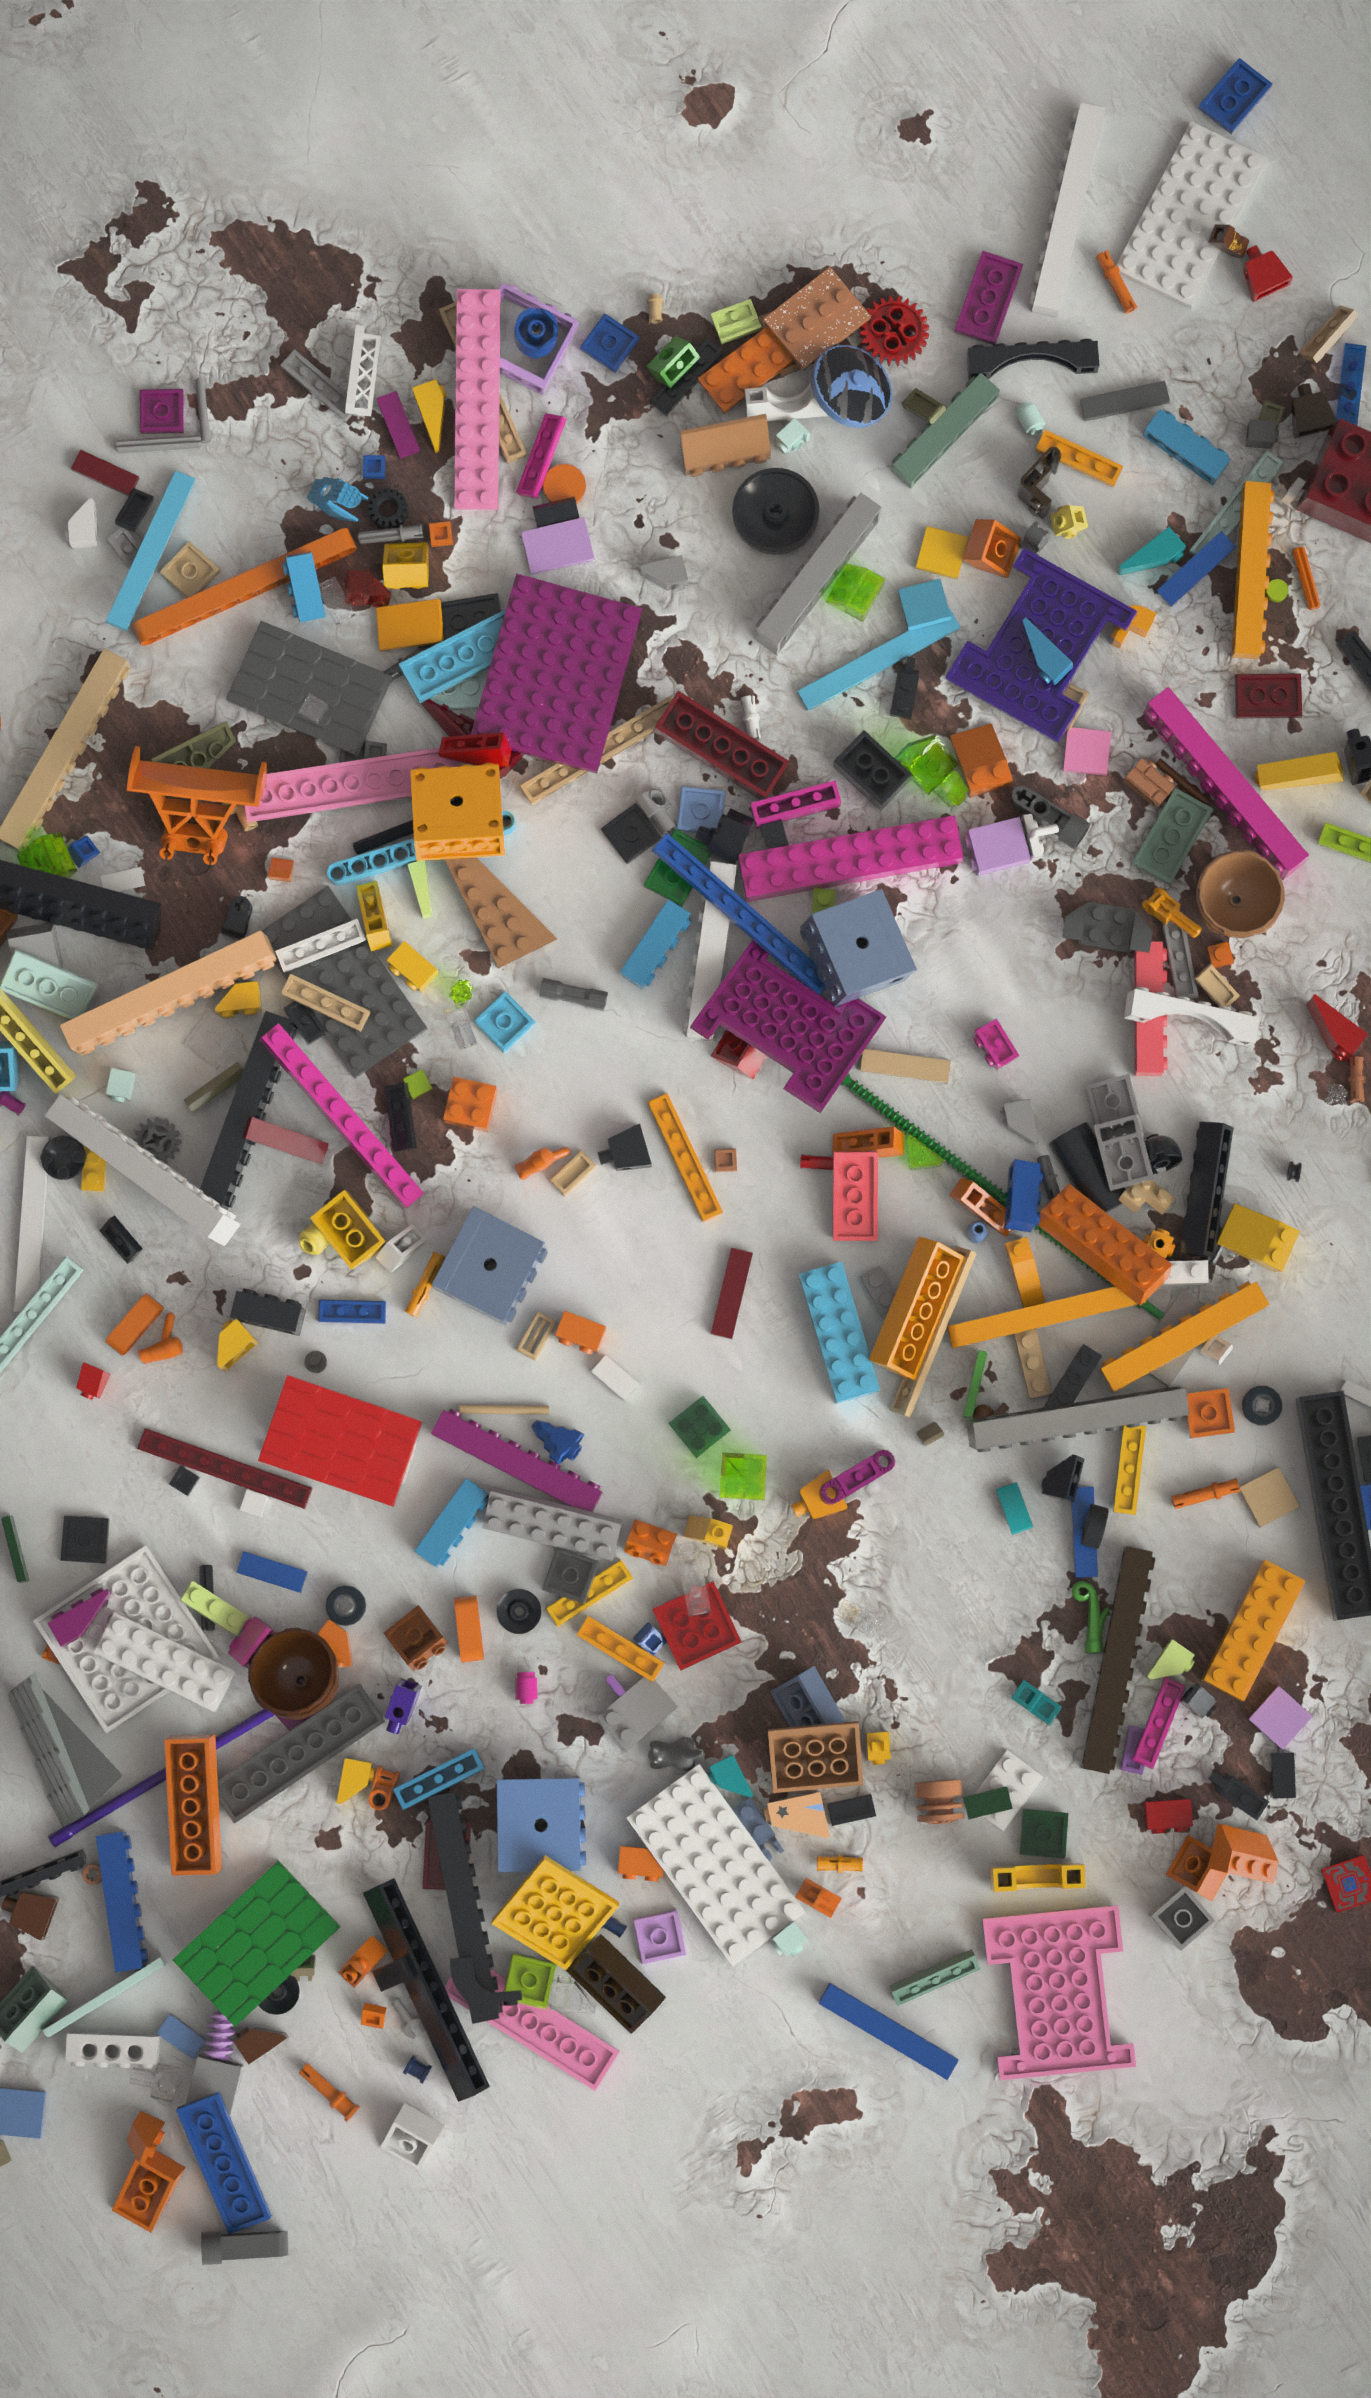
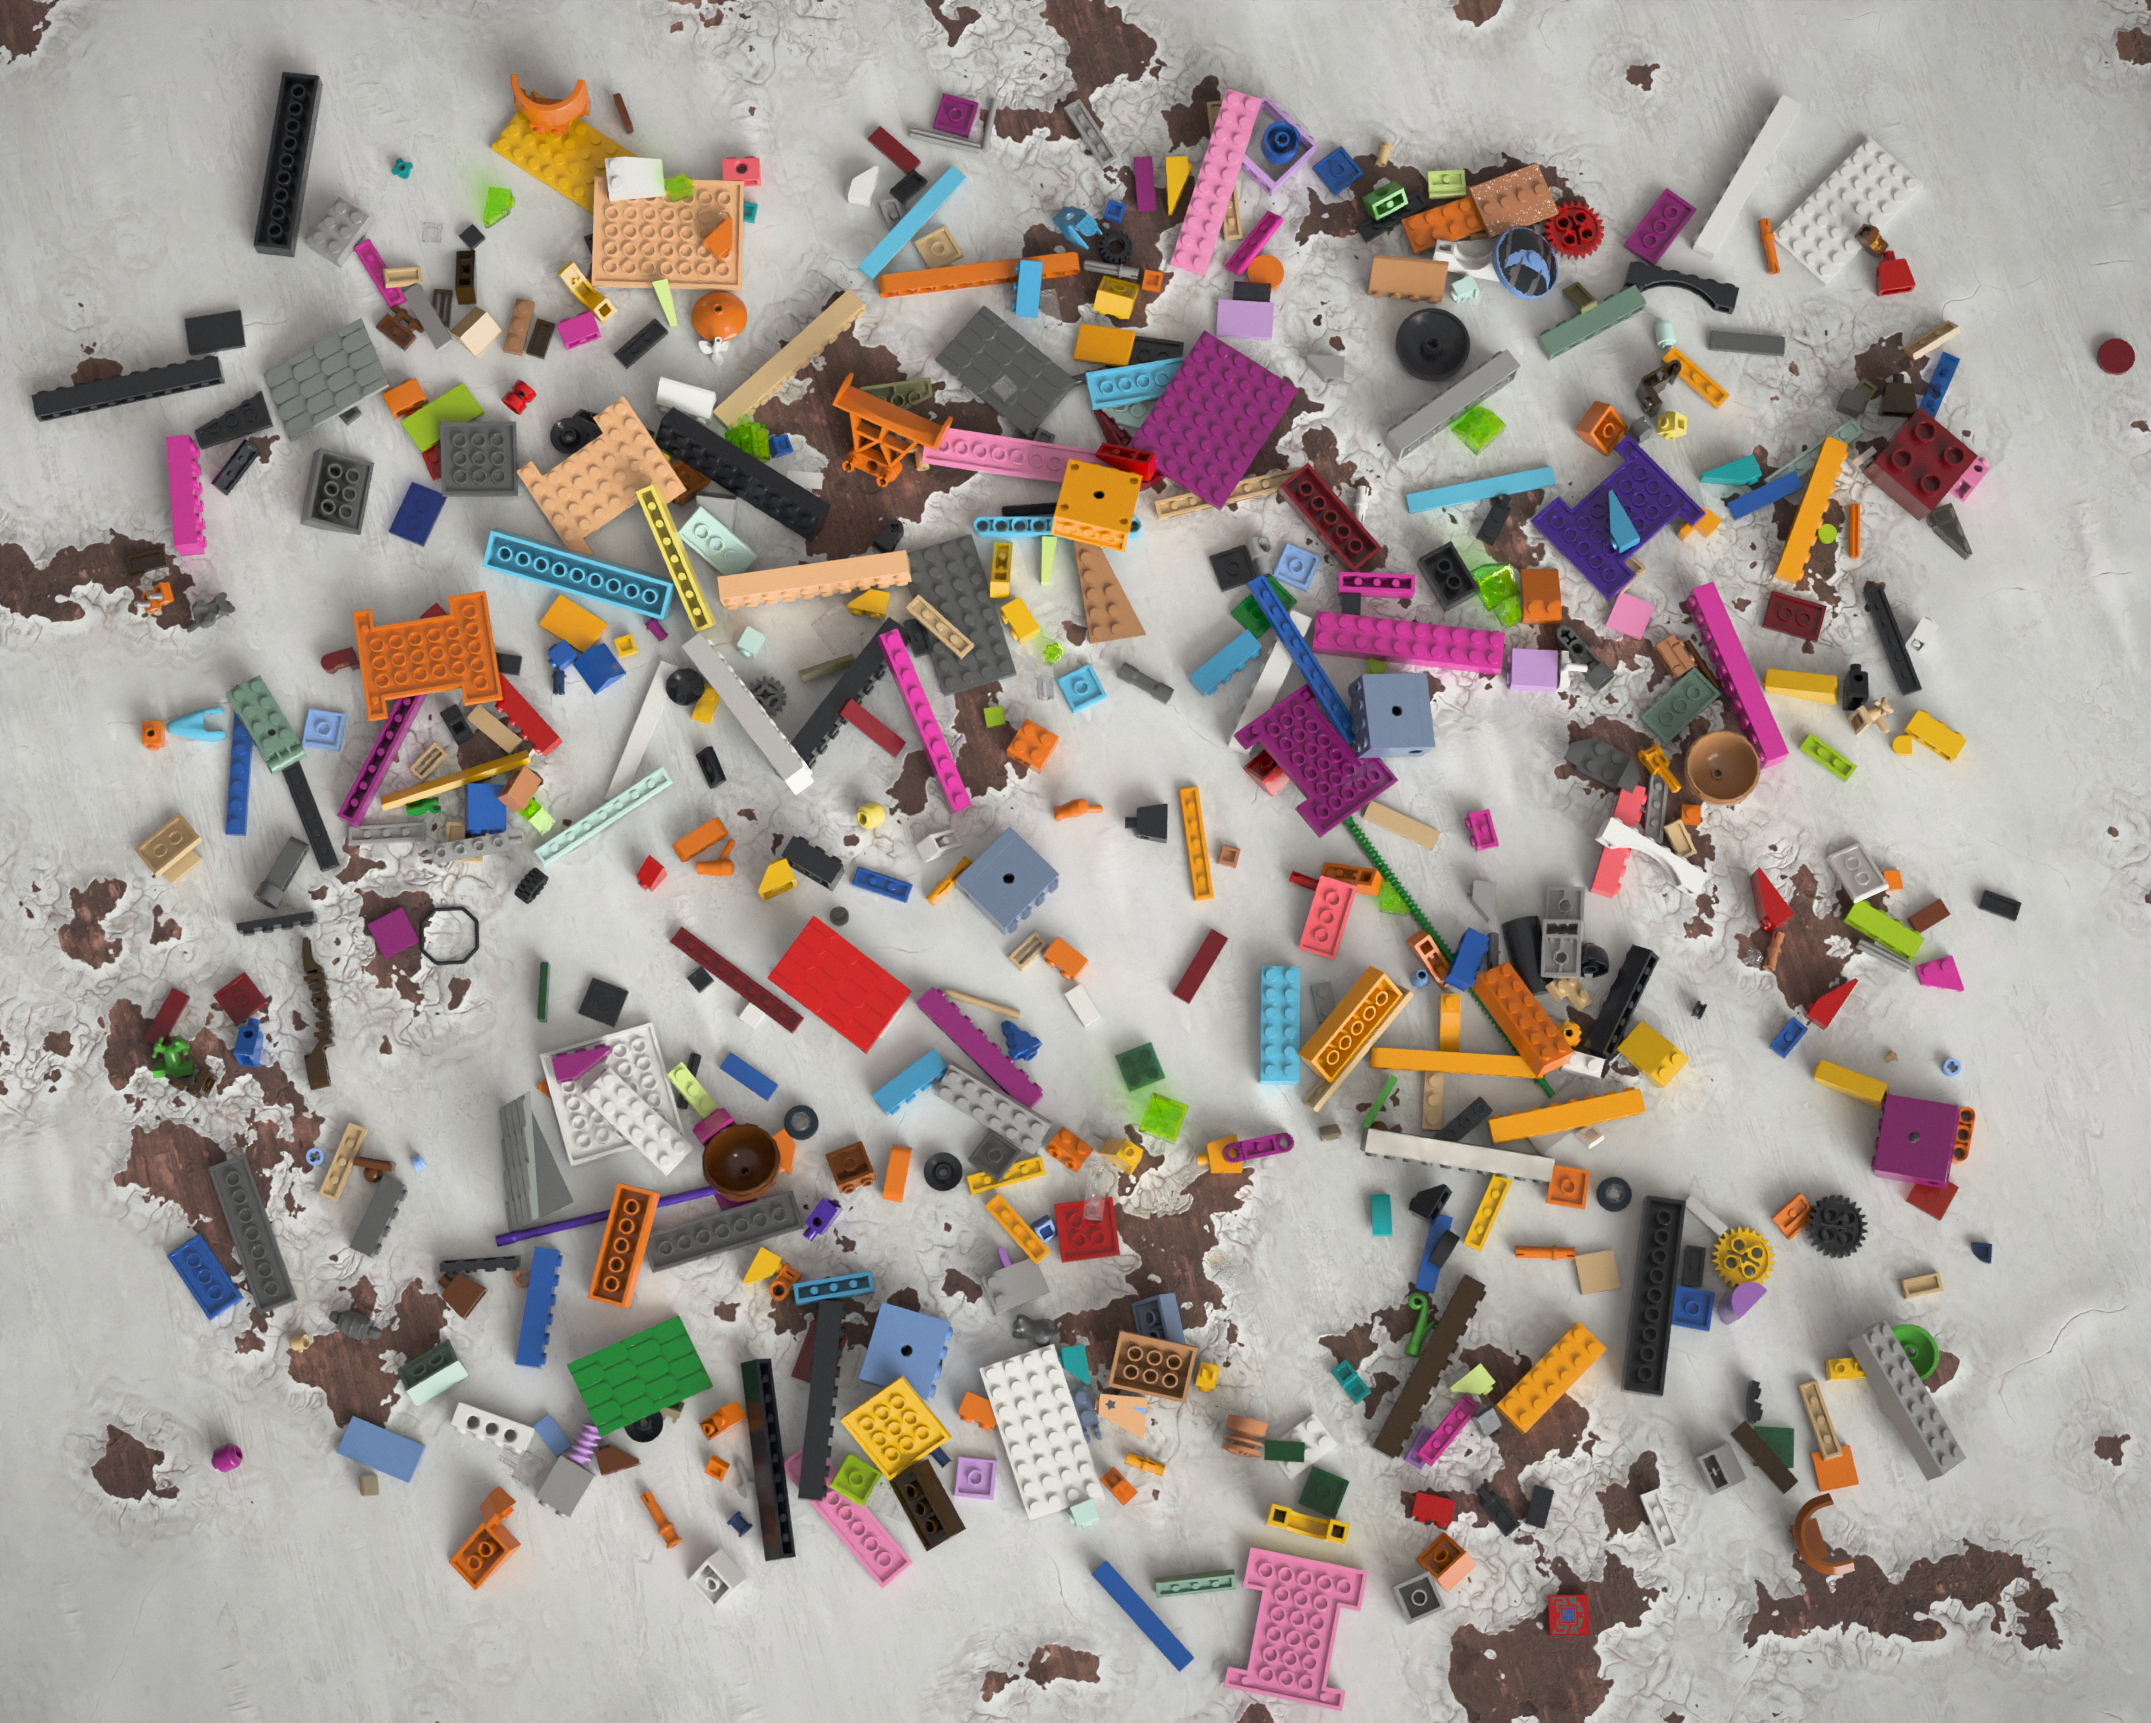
camera: 10 degrees right, 5 degrees down
(104, 1997) = (500, 1382): light aqua tile -> none
(223, 2162) = (554, 1550): blue plate -> none
(236, 2246) = (527, 1619): dark grey beam -> none
(281, 870) = (936, 510): orange slope -> none
(320, 945) = (950, 579): white plate -> none
(349, 1230) = (900, 816): yellow slope -> none
(355, 367) = (1127, 121): white fence -> none
(365, 589) = (1076, 305): clear red slope -> none
(393, 1974) = (744, 1438): black tile -> none
(400, 1117) = (971, 738): black plate -> none
(468, 1986) = (805, 1467): black arch -> none
(526, 1687) = (929, 1236): dark pink brick -> none
(573, 1173) = (1099, 828): tan tile -> none
(729, 836) = (1313, 594): black hinge -> none
(851, 1810) = (1168, 1422): black tile -> none
(924, 604) = (1531, 456): medium azure tile -> none
(942, 552) = (1559, 419): yellow tile -> none
(1186, 446) = (1787, 395): dark azure brick -> none
(1235, 96) = (1911, 127): blue plate -> none
(1243, 1854) = (1485, 1560): orange slope -> none
(1280, 1717) = (1551, 1458): lavender tile -> none

